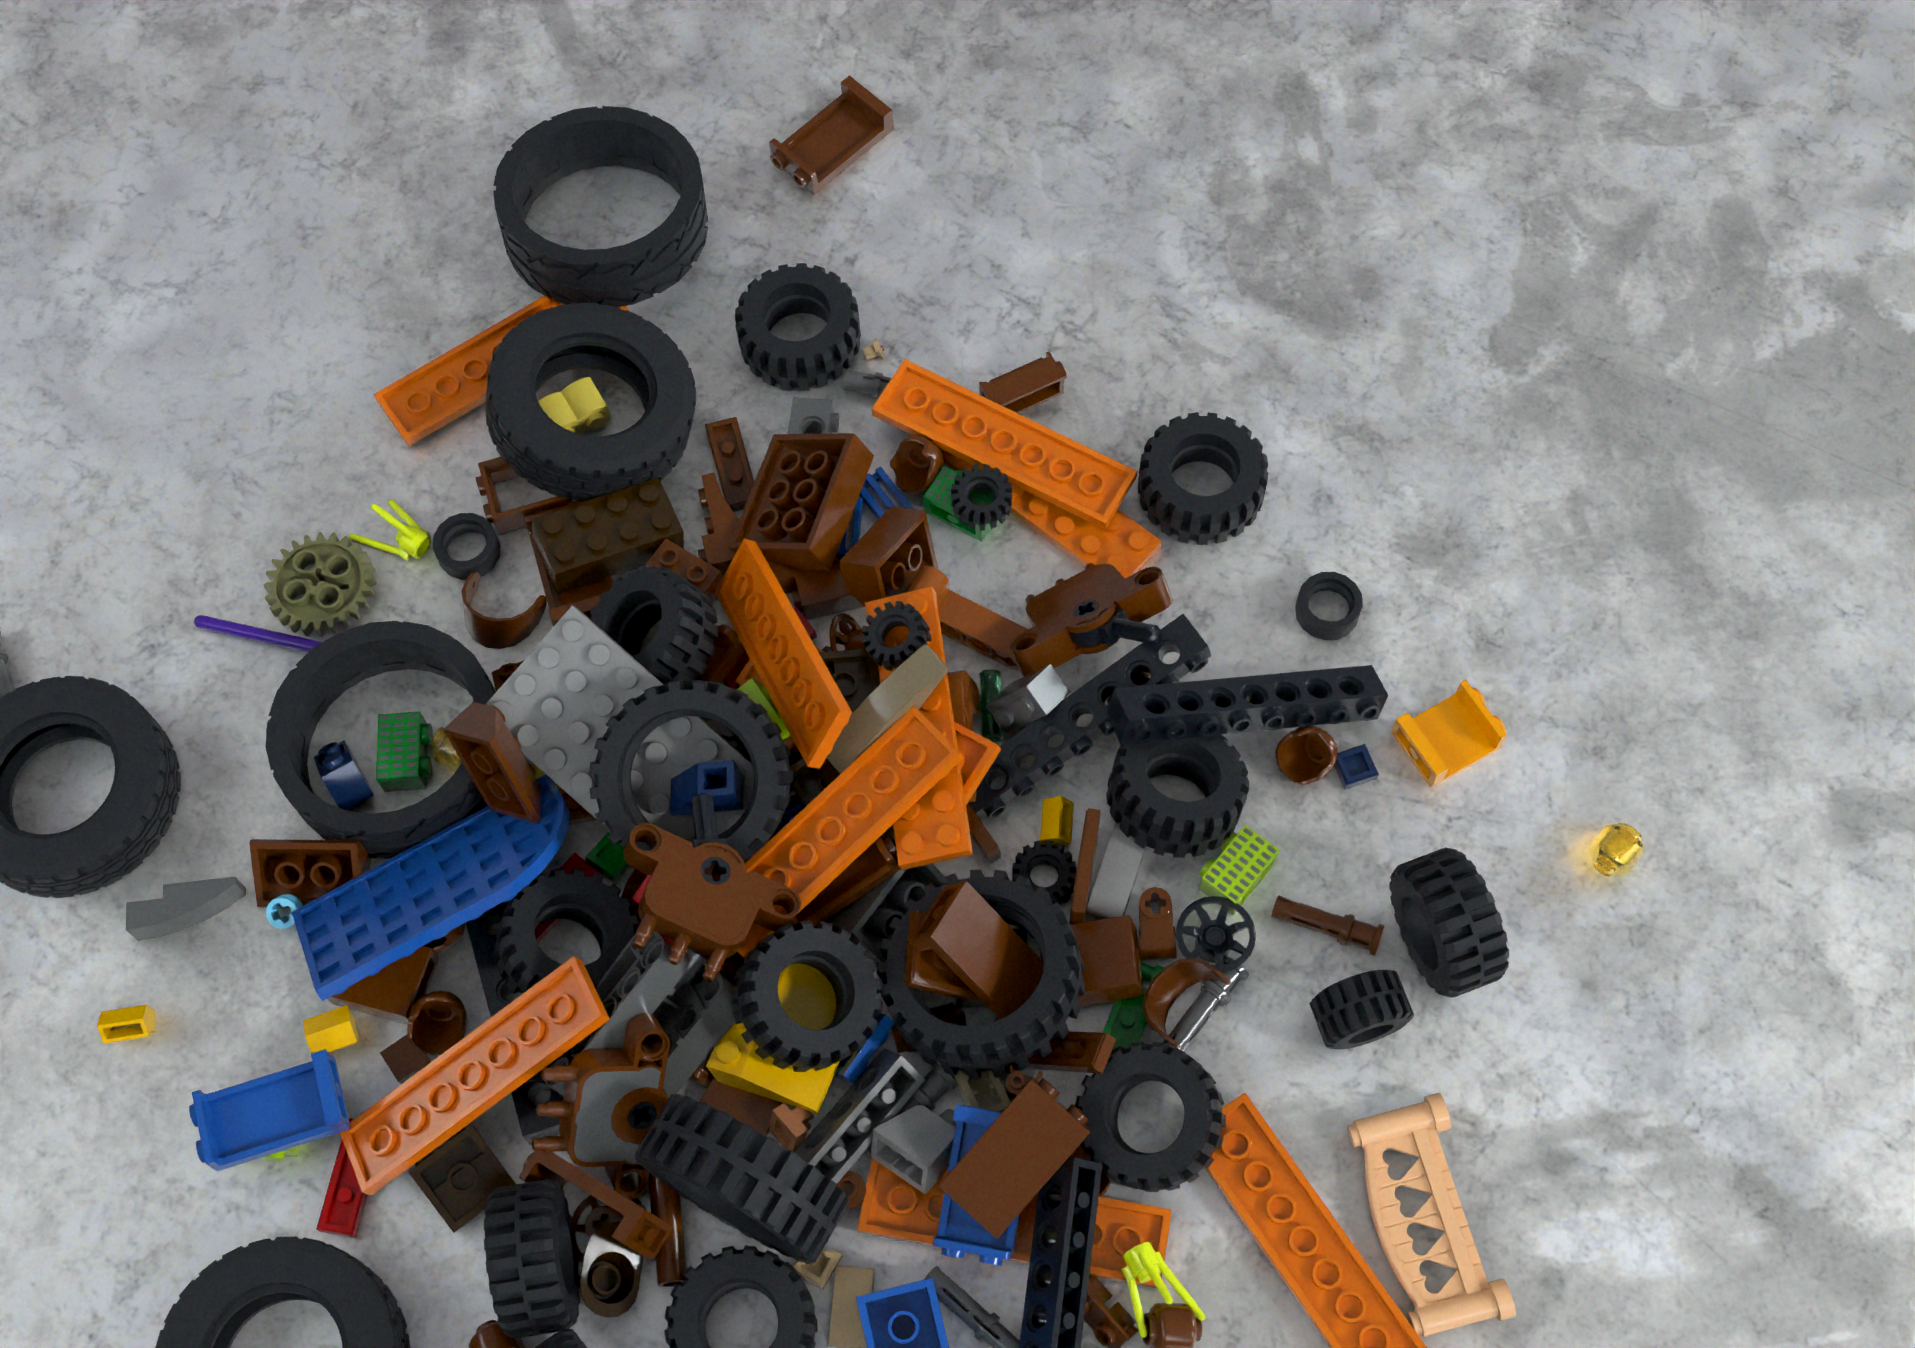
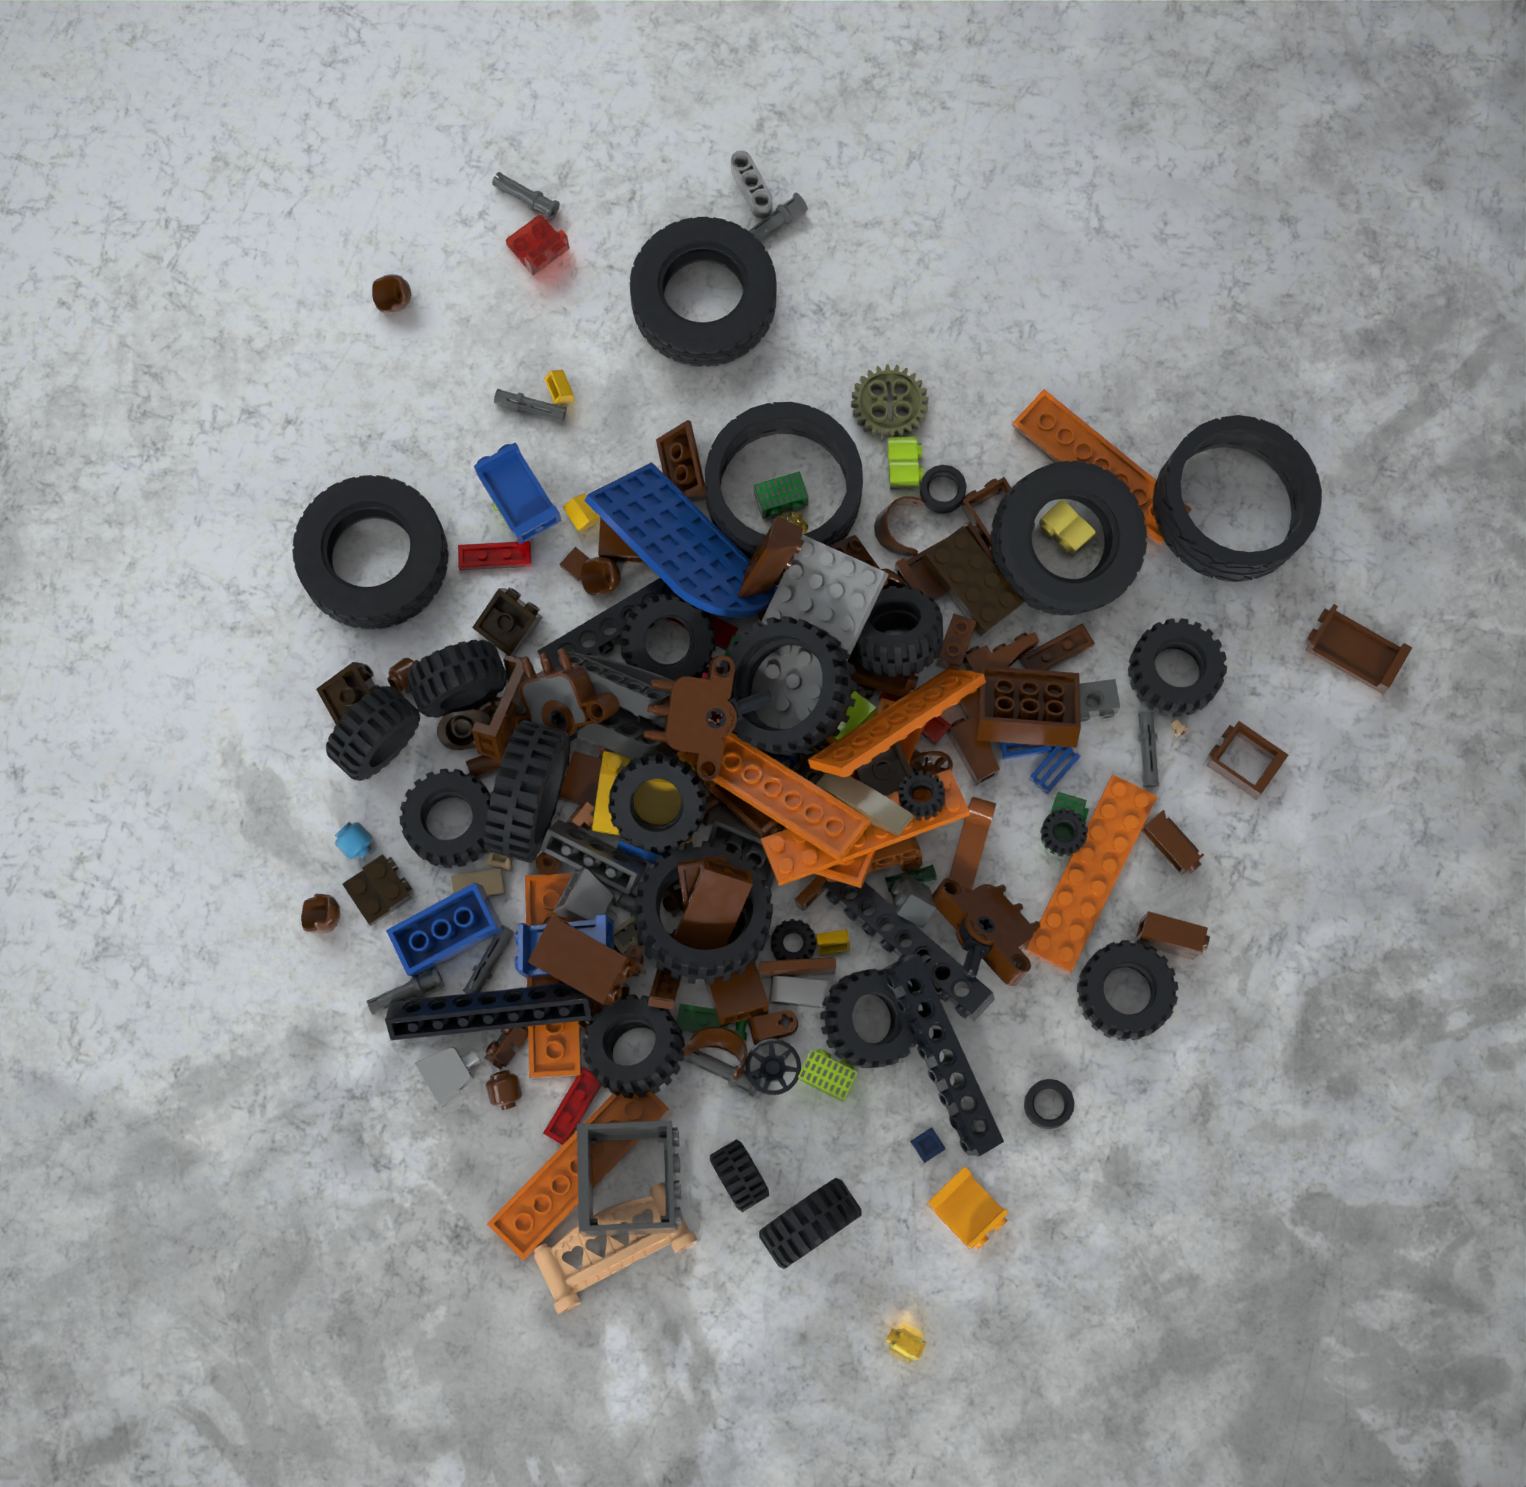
camera: 75 degrees right, 10 degrees up
(108, 1111) = (503, 398): none -> dark grey pin
(181, 907) = (642, 393): dark grey slope -> none
(255, 633) = (844, 382): dark purple piece -> none
(273, 907) = (659, 454): medium azure bush -> none
(342, 775) = (754, 462): dark blue slope -> none
(412, 540) = (938, 451): neon yellow plant -> none
(412, 585) = (903, 462): none -> lime brick
(473, 1075) = (563, 609): orange plate -> none
(716, 778) = (784, 700): dark blue slope -> none
(888, 555) = (997, 779): reddish brown slope -> none
(916, 464) = (1085, 781): reddish brown hair -> none
(952, 254) = (1259, 743): none -> reddish brown window
(996, 436) = (1116, 839): orange plate -> none
(1143, 410) = (1172, 935): none -> reddish brown brick
(1146, 1266) = (537, 1062): neon yellow plant -> none
(1215, 1233) = (573, 1107): none -> red tile
(1306, 755) = (923, 1107): reddish brown hair -> none
(1345, 928) = (801, 1158): reddish brown pin -> none
(1364, 1103) = (590, 1134): none -> dark grey window

